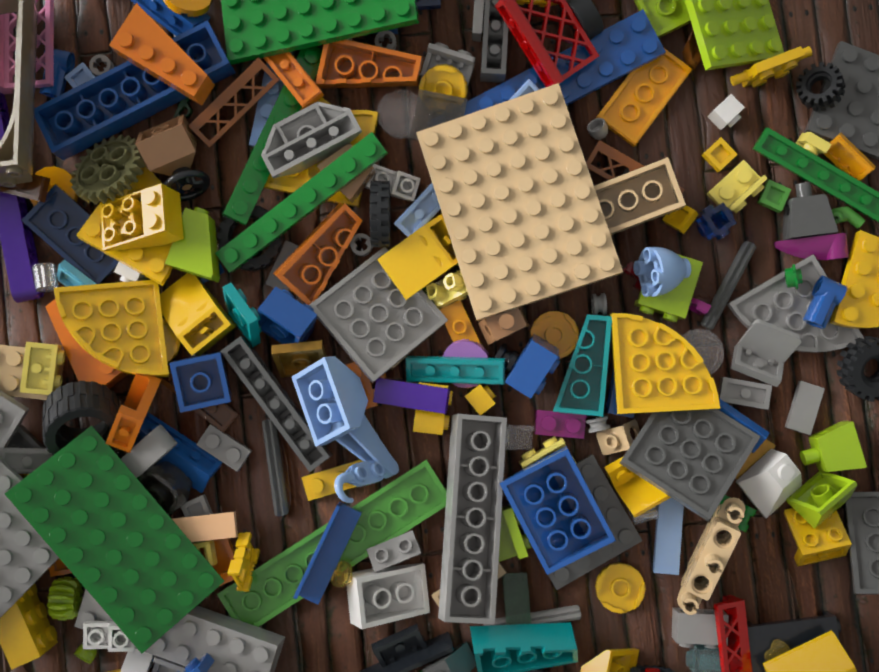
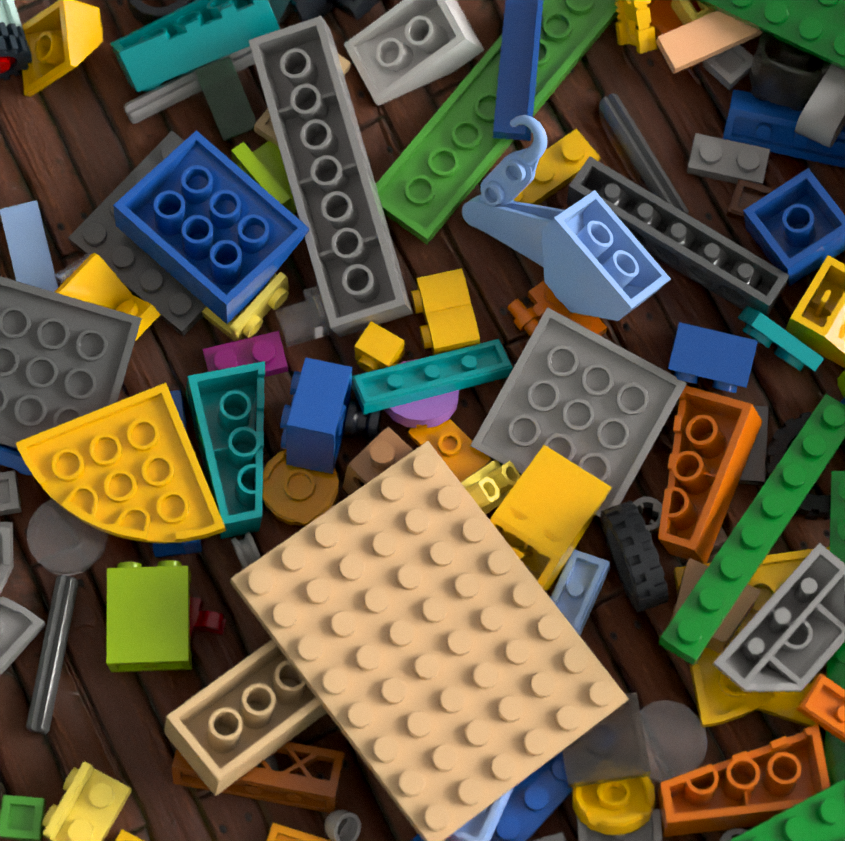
camera: 155 degrees right, 15 degrees down
(296, 357) = (668, 309): pearl gold tile -> none
(343, 574) = (486, 43): clear yellow piece -> none
(393, 551) = (425, 99): light grey hinge -> none
(401, 184) = (627, 629): white slope -> none
(411, 395) = (482, 312): dark purple tile -> none
(598, 424) = (185, 369): light grey bush -> none
(617, 438) = (152, 364): tan bracket -> none
(620, 587) = (79, 166): yellow tile -> none
(660, 270) = (168, 616): light blue piece -> none
(681, 219) = (152, 730): yellow plate -> none
(699, 307) = (86, 601): magenta tile -> none
(723, 221) = (95, 727): clear blue brick -> none

